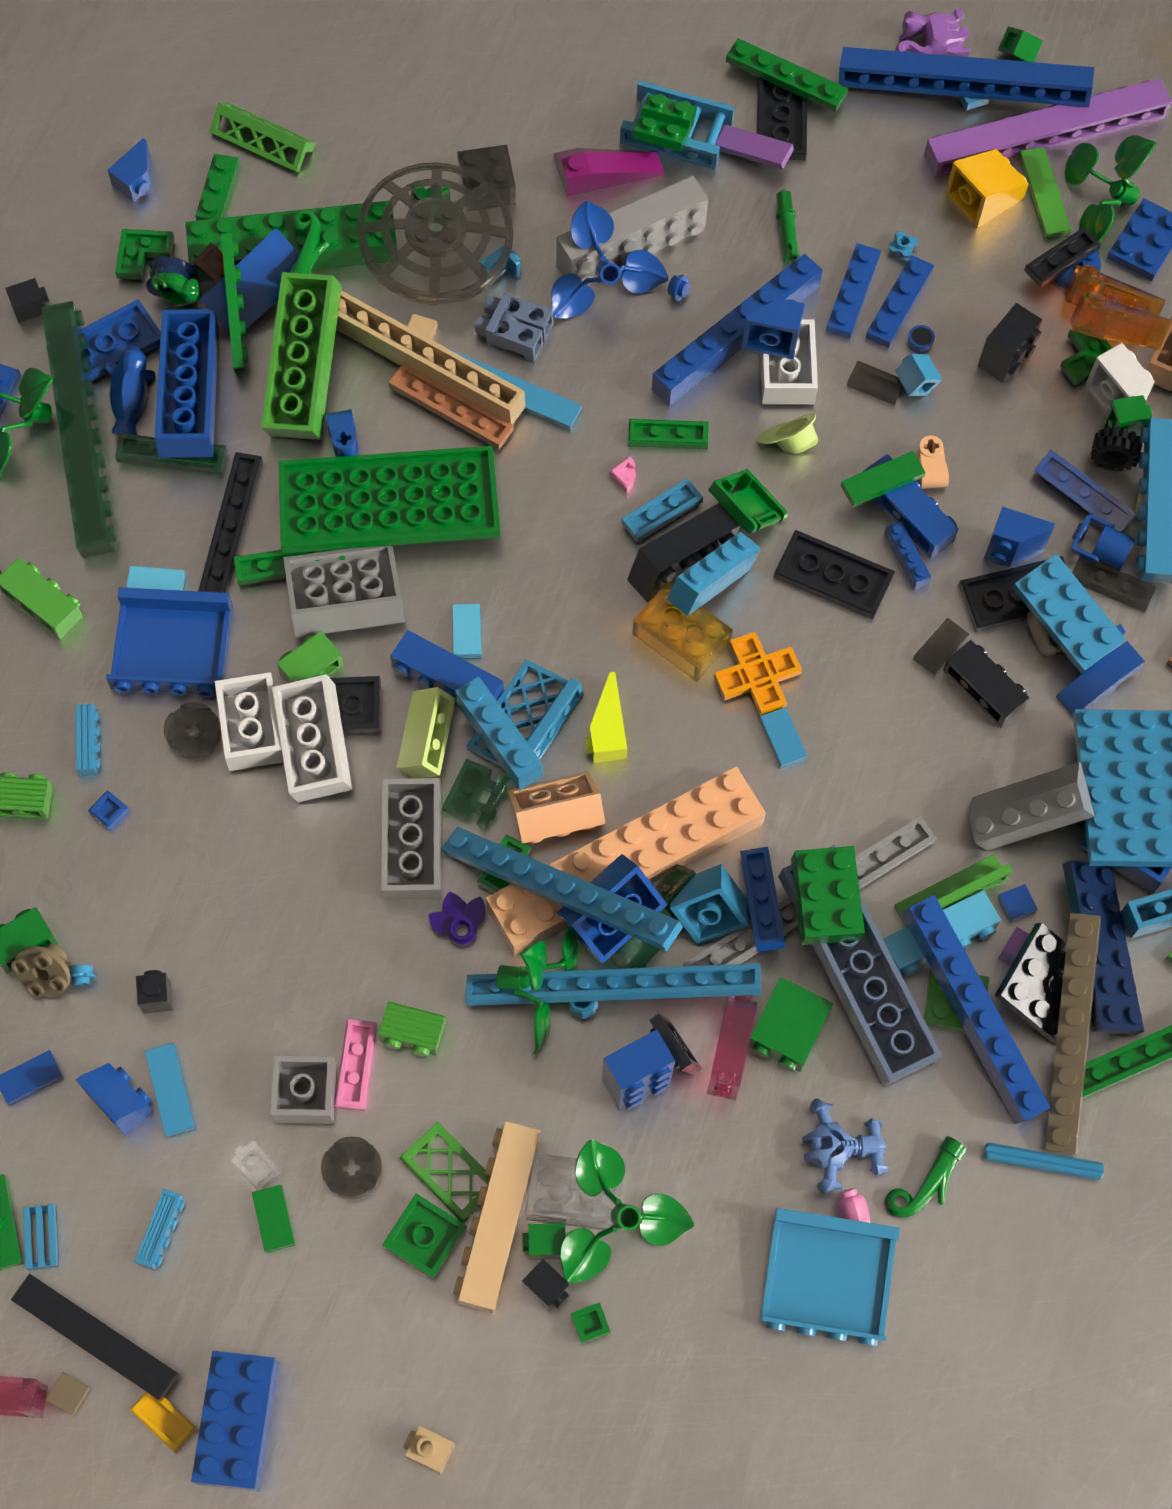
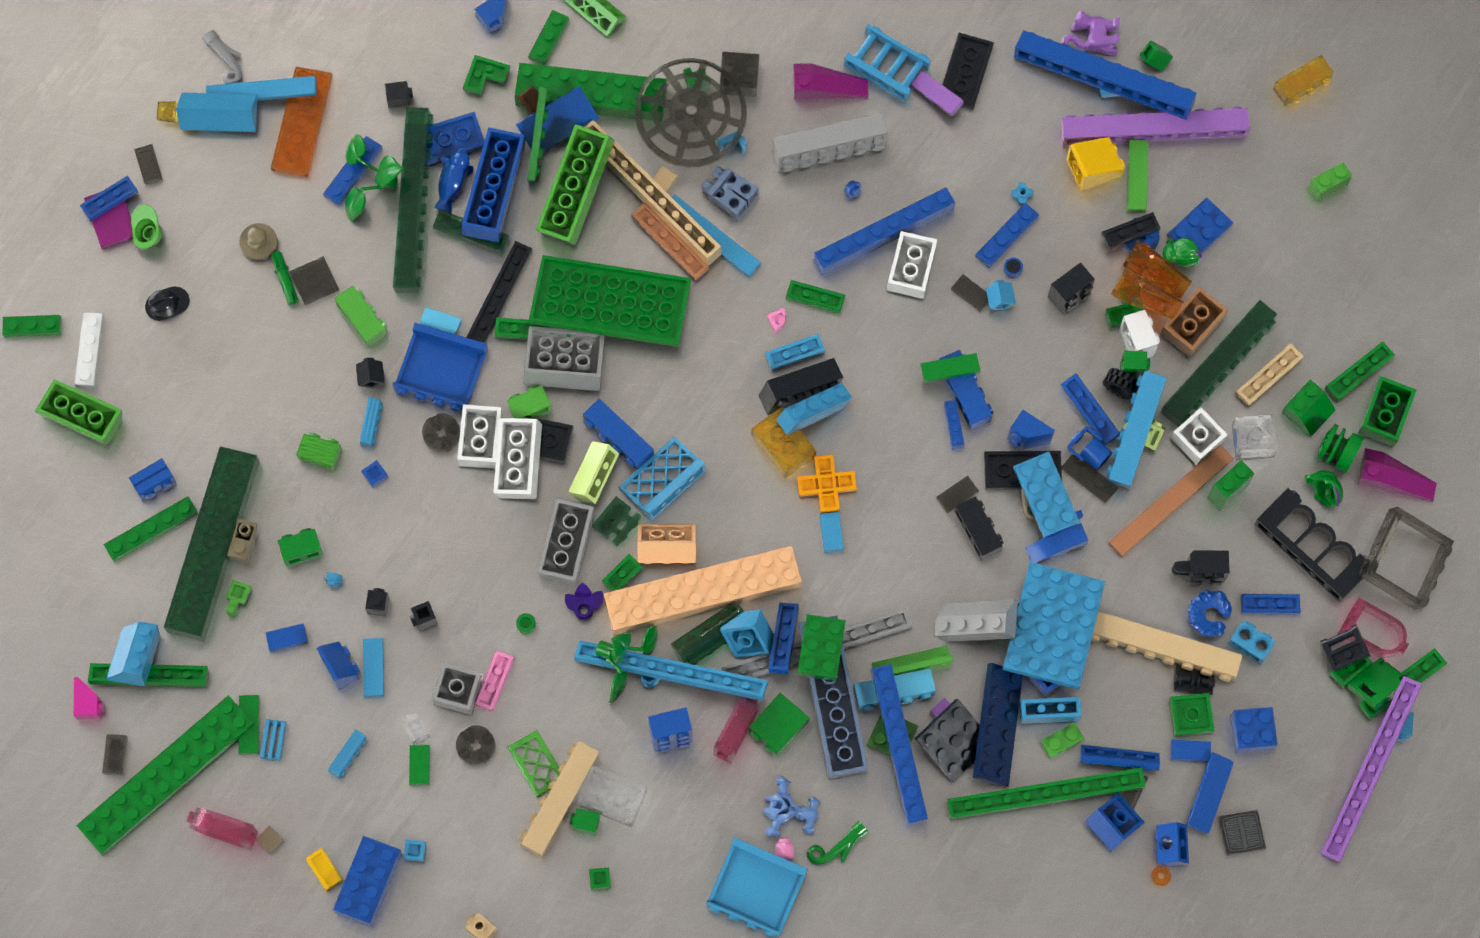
camera: 15 degrees right, 5 degrees up
(42, 970) = (310, 571): dark tan plate -> none
(70, 672) = (370, 373): none -> black brick
(95, 1337) = (293, 809): black tile -> none
(173, 280) = (502, 105): piece -> none
(227, 995) = (423, 616): none -> black brick
(297, 1353) = (414, 850): none -> dark azure plate
(310, 249) = (600, 107): green plant -> none
(342, 433) = (591, 244): blue piece -> none
(381, 970) = (526, 623): none -> green tile
(411, 1029) = (535, 666): bright green brick -> none
(424, 1236) = (510, 799): green plate -> none
(467, 630) = (639, 406): medium azure tile -> none
(499, 733) = (640, 486): dark azure brick -> none
(546, 1286) = (578, 849): black brick -> none
(563, 888) = (651, 600): dark azure plate -> none
(588, 228) = (800, 137): blue plant -> none
(607, 732) = (714, 497): neon yellow slope -> none
(623, 879) = (681, 621): blue brick -> none
(661, 1222) = (661, 827): green plant -> none
(665, 122) = (876, 63): green plate -> none
(681, 1053) = (701, 724): black plate -> none
(752, 505) = (854, 365): green container -> none
(774, 328) = (904, 243): blue slope -> none
(786, 75) = (977, 41): green plate -> none
(786, 218) = (943, 160): green axle -> none
(793, 435) = (899, 318): yellowish green piece -> none
(834, 574) = (900, 425): black tile -> none
(853, 291) = (976, 219): blue plate -> none
(933, 461) = (990, 365): light nougat piece -> none
(1017, 903) = (953, 681): blue tile -> none
(1043, 1161) = (916, 851): dark azure axle -> none
(1073, 1033) = (958, 775): dark tan plate -> none
(1129, 158) = (1194, 173): green plant -> none
(1140, 268) = (1182, 252): none -> green hair

